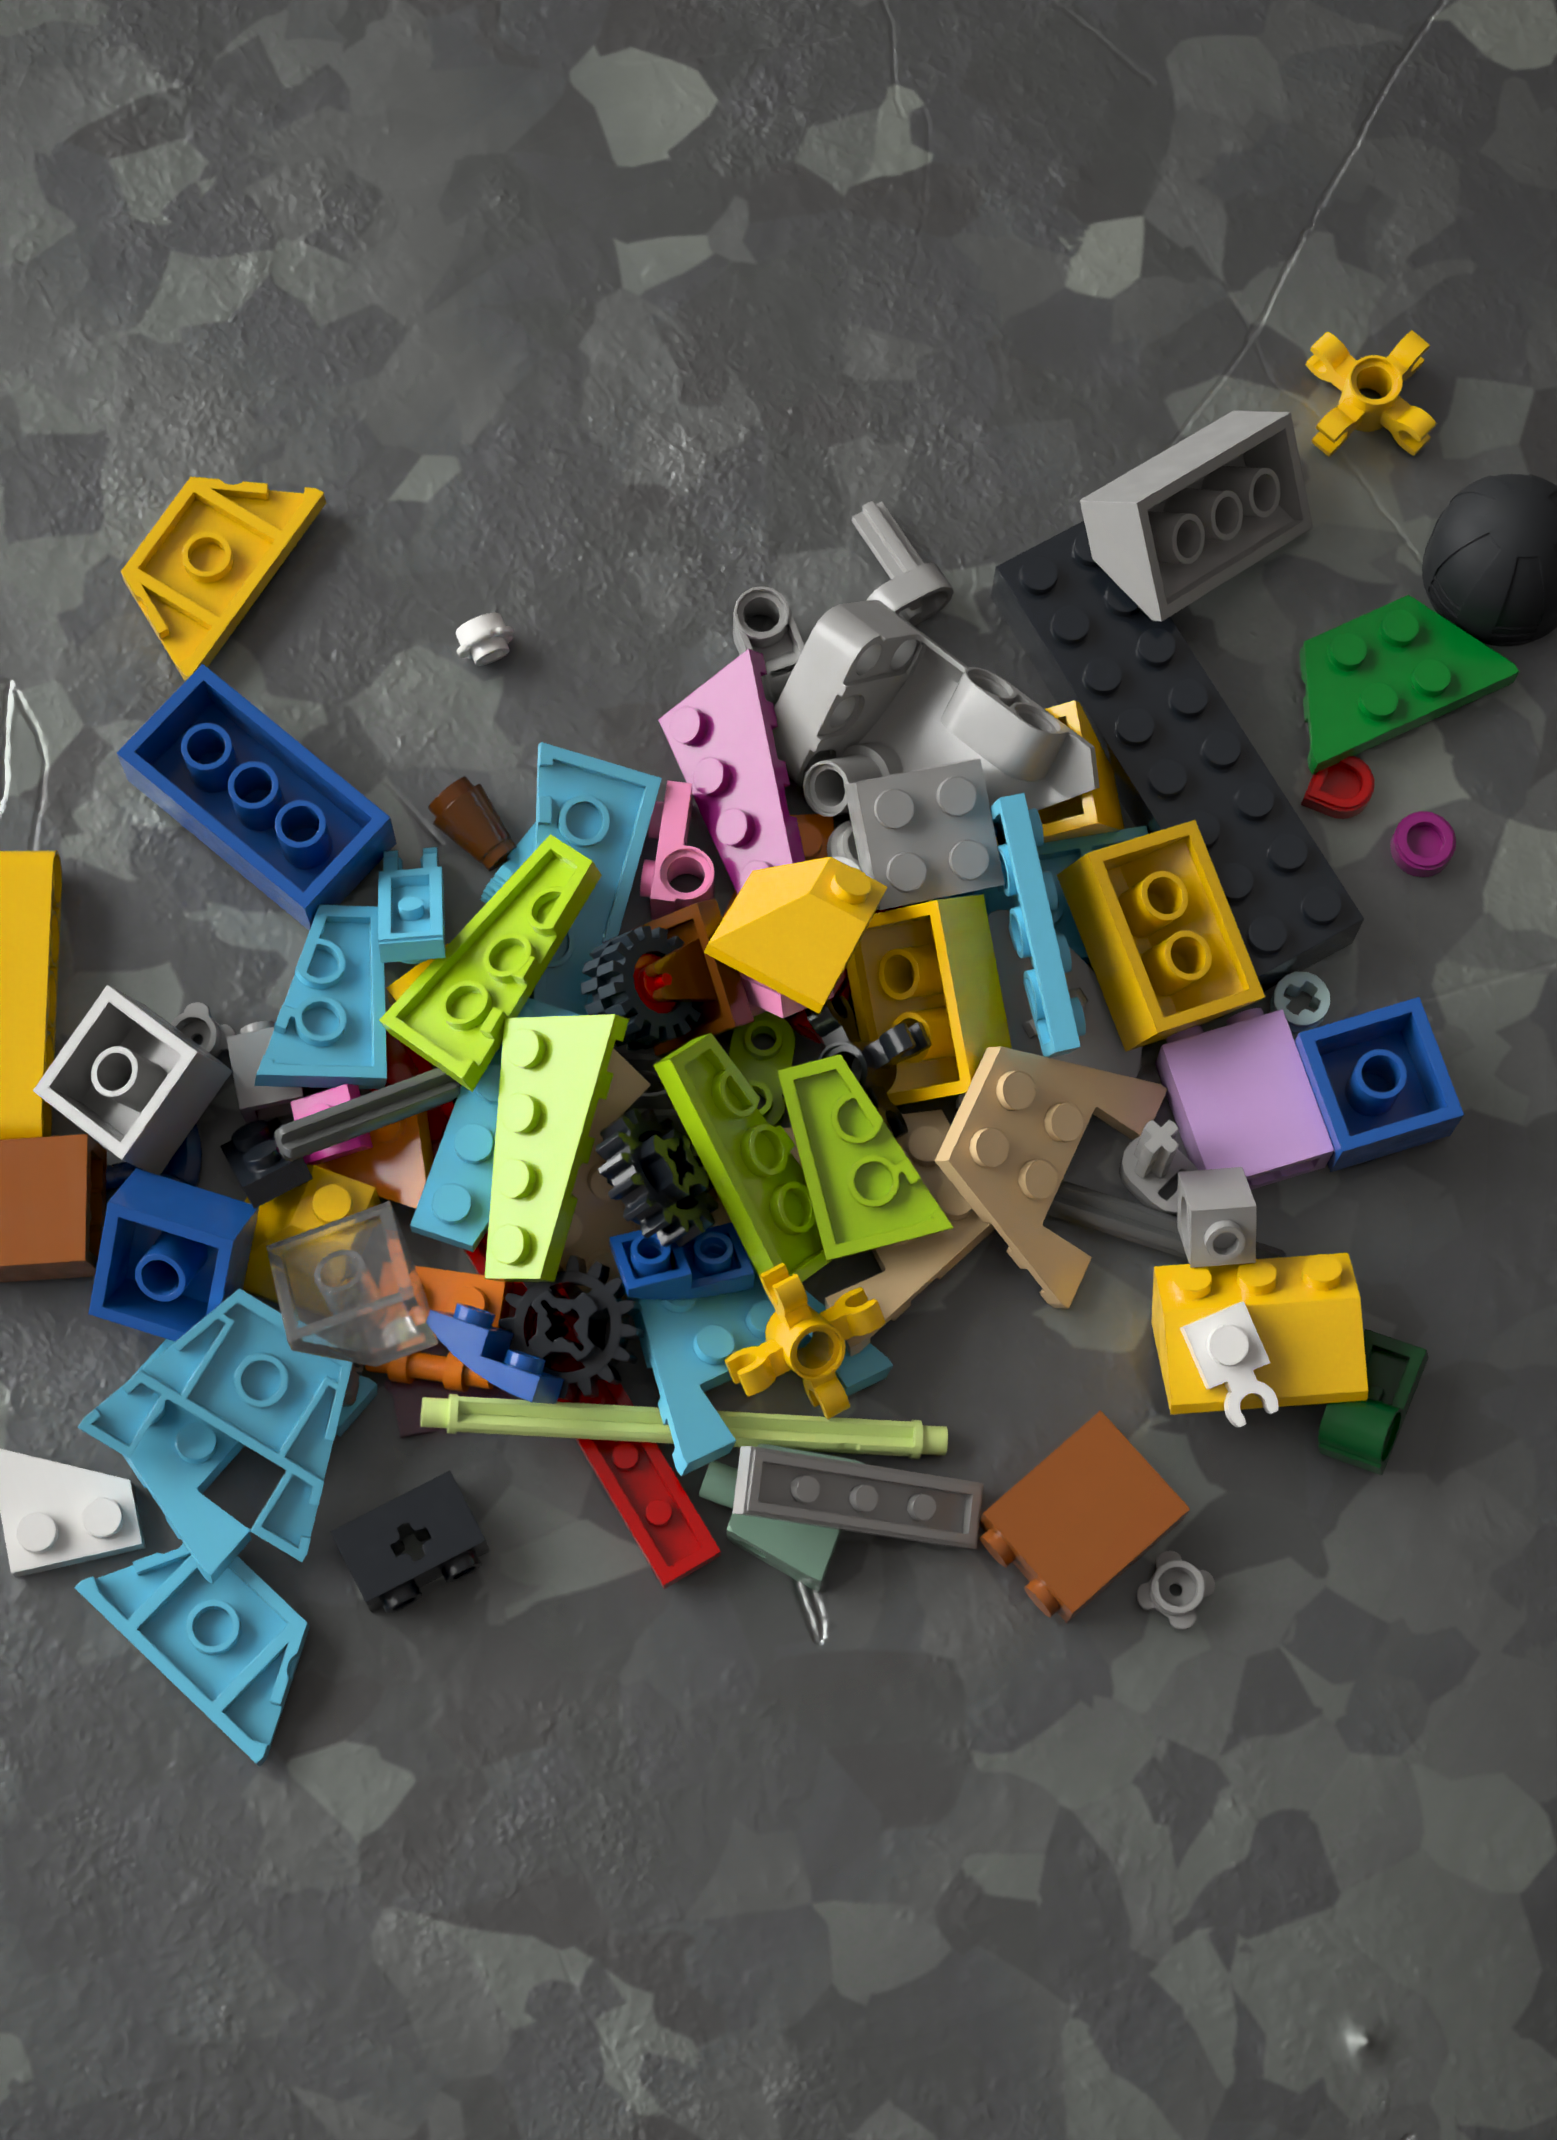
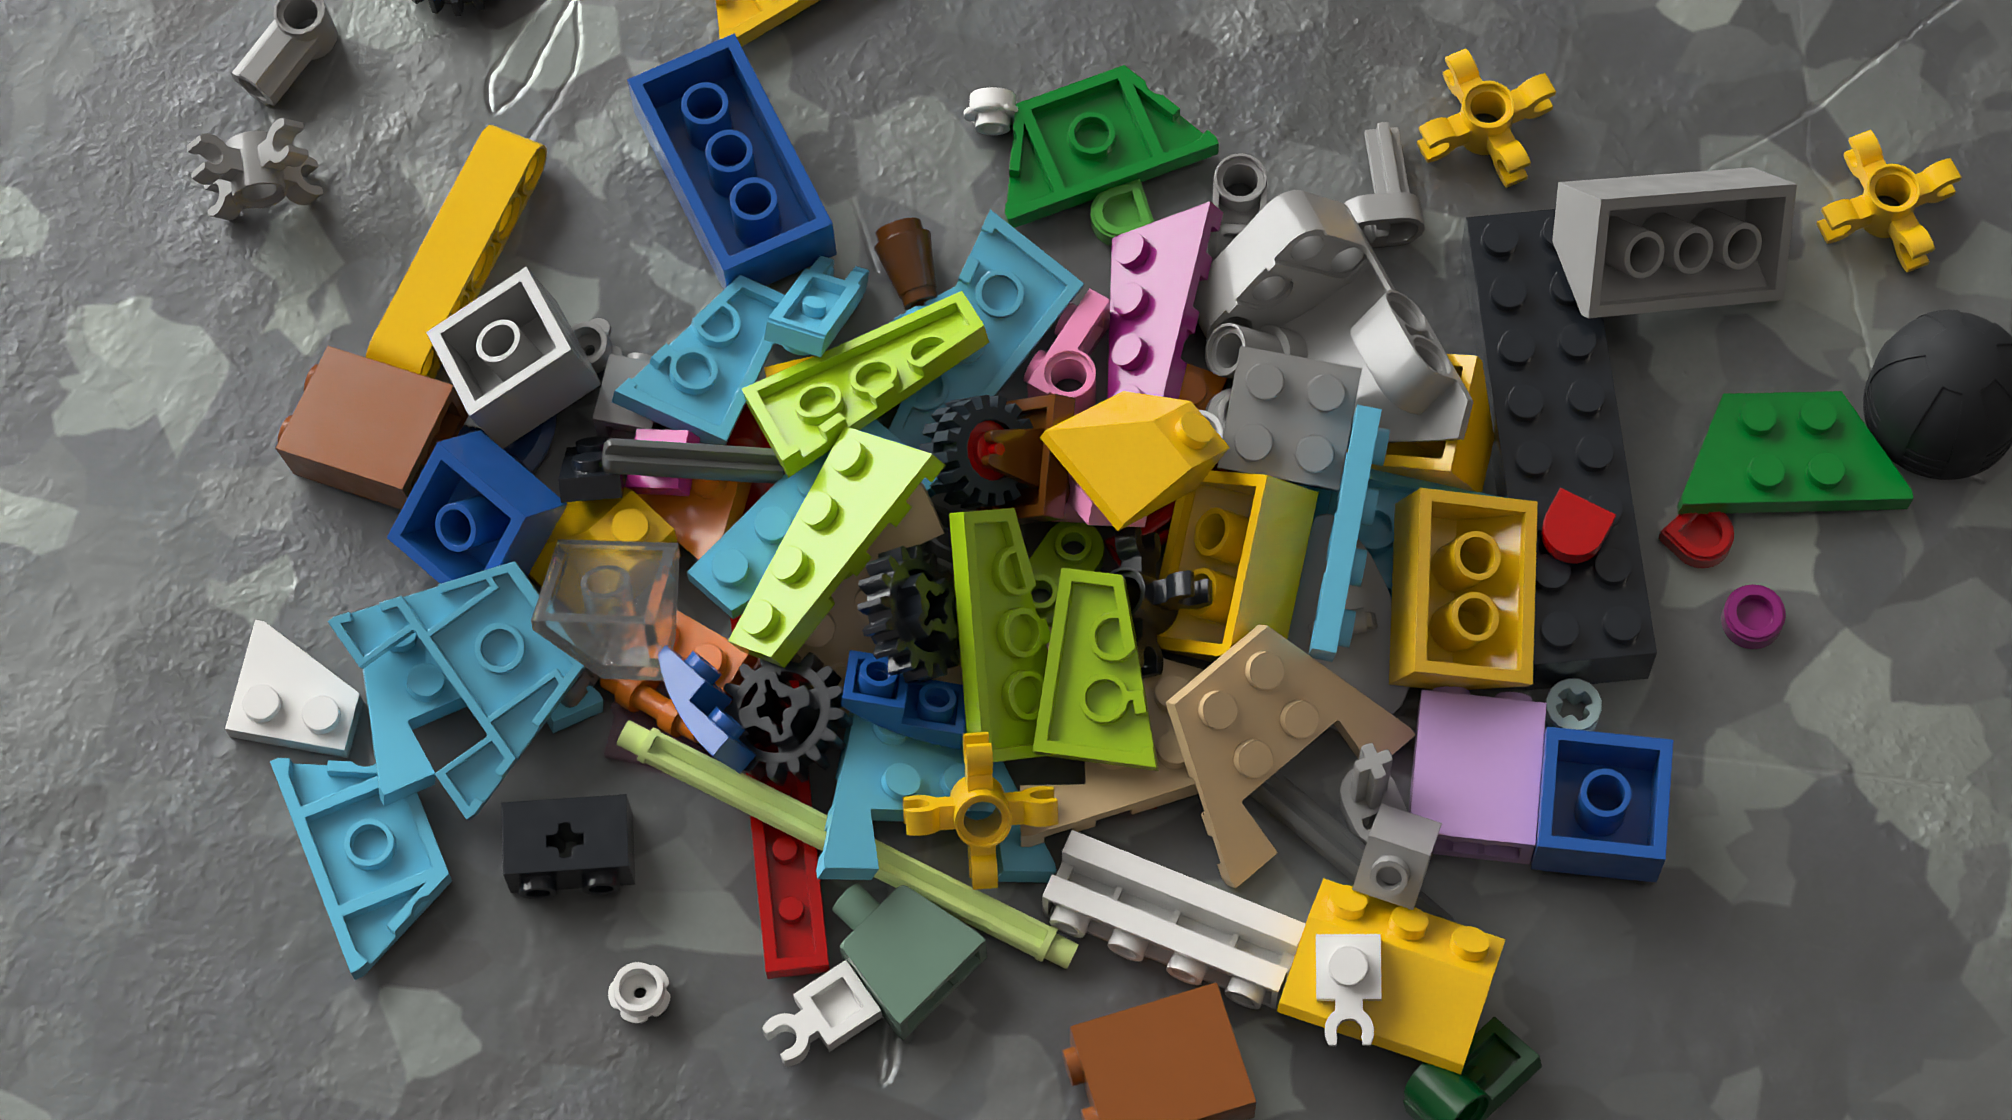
camera: 30 degrees right, 5 degrees down
(553, 1639) = (637, 976): none -> white plate
(599, 631) = (1094, 140): none -> green wing
(654, 690) = (1119, 211): none -> bright green tile
(741, 1593) = (831, 1008): none -> white plate
(857, 1497) = (965, 965): light grey tile -> none
(976, 440) = (1482, 138): none -> yellow pin
(1026, 1367) = (1172, 921): none -> white brick
(1239, 830) = (1575, 527): none -> red tile

